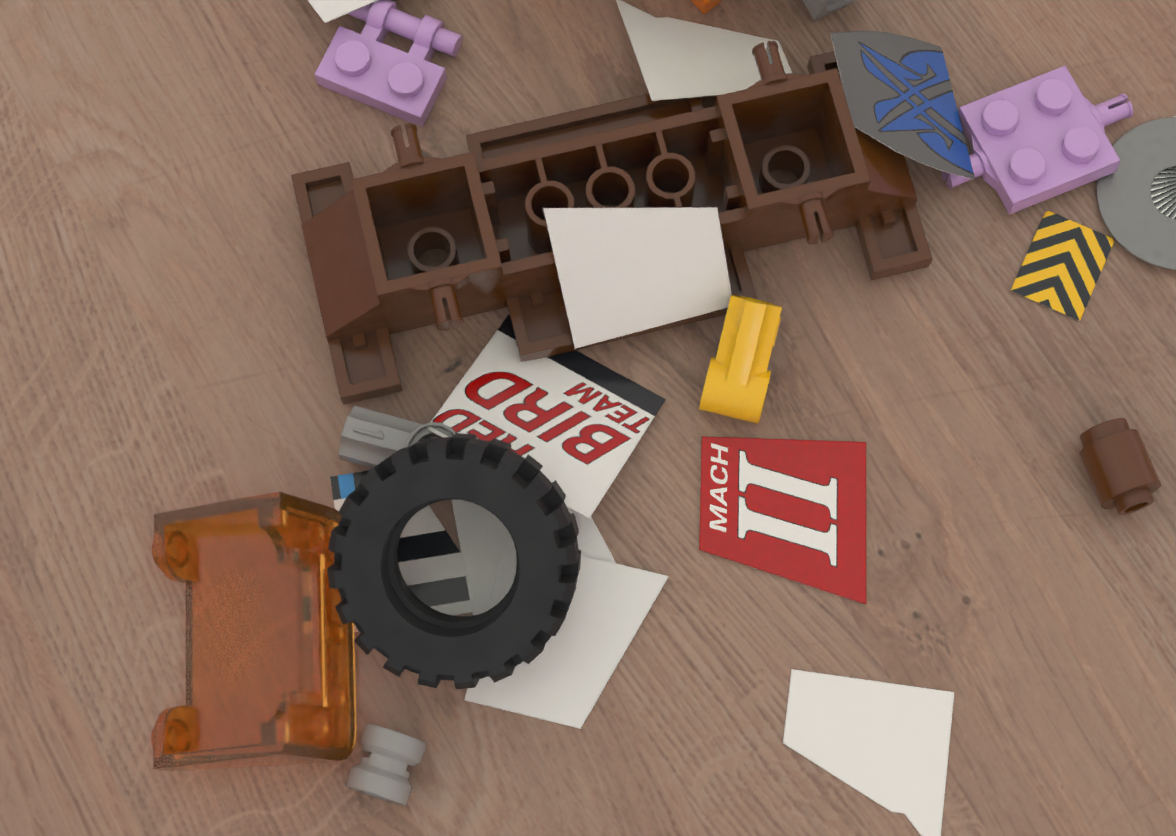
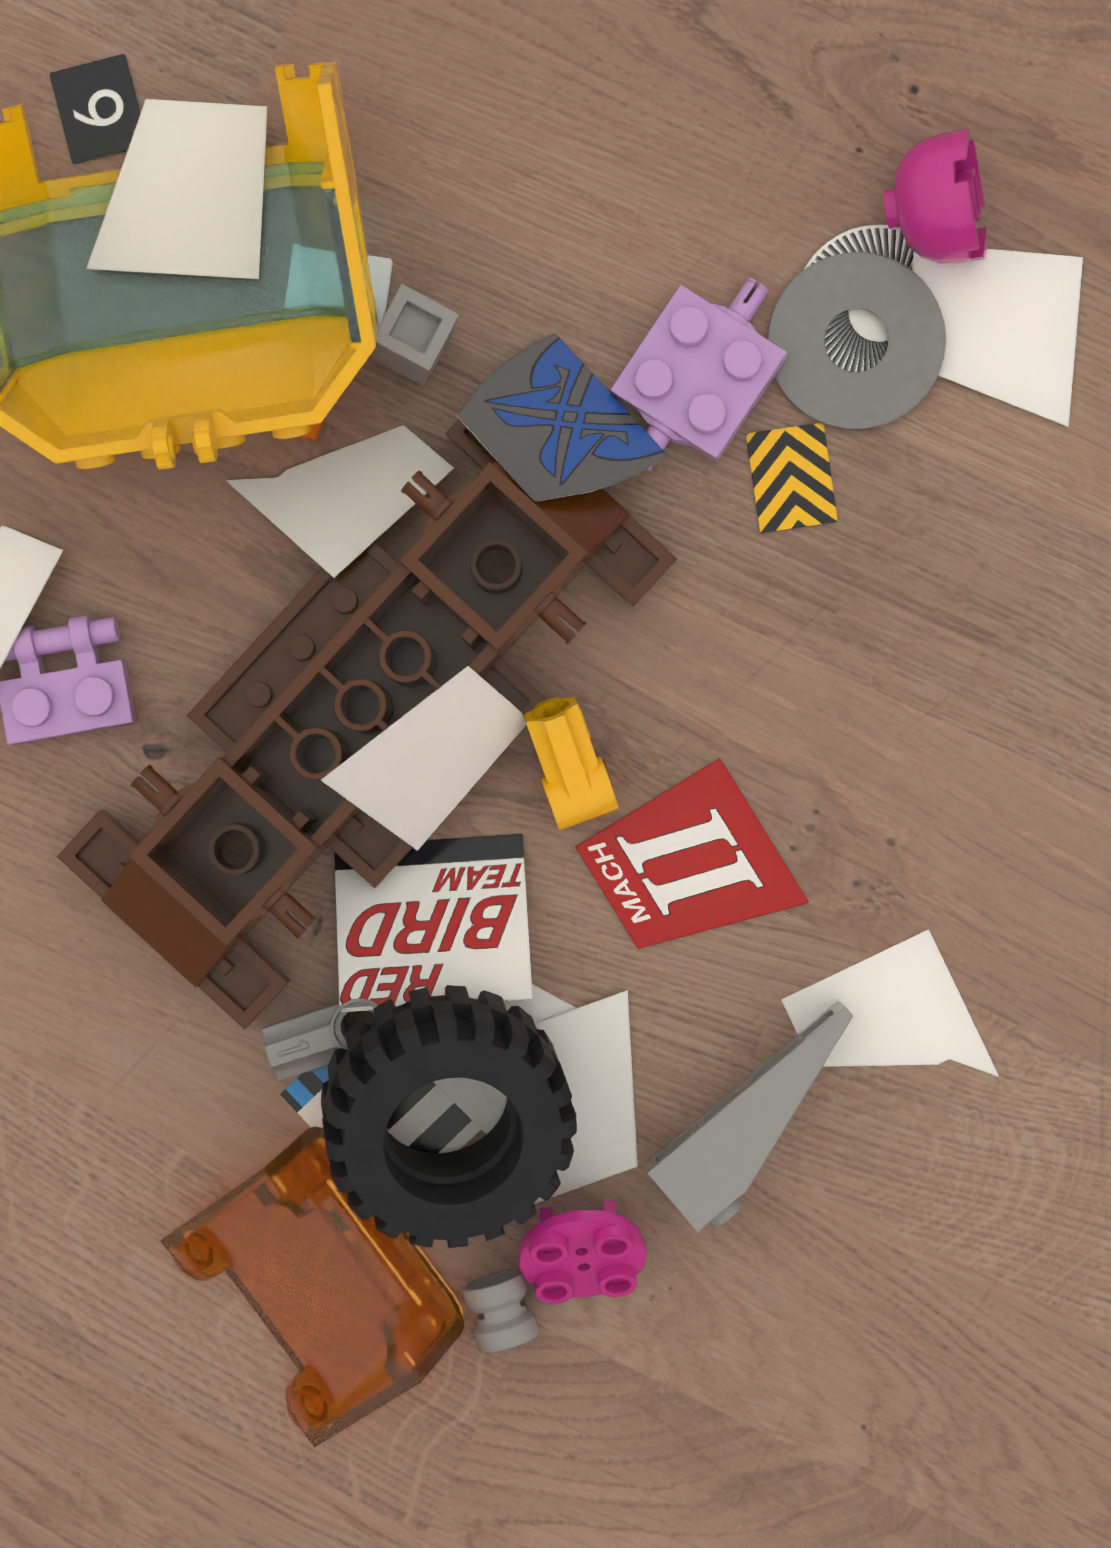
camera: 40 degrees left, 15 degrees up
(513, 772) = (582, 1254): none -> dark pink plate
(668, 752) = (727, 1145): none -> light grey slope
(1119, 466) = (952, 644): reddish brown brick -> none

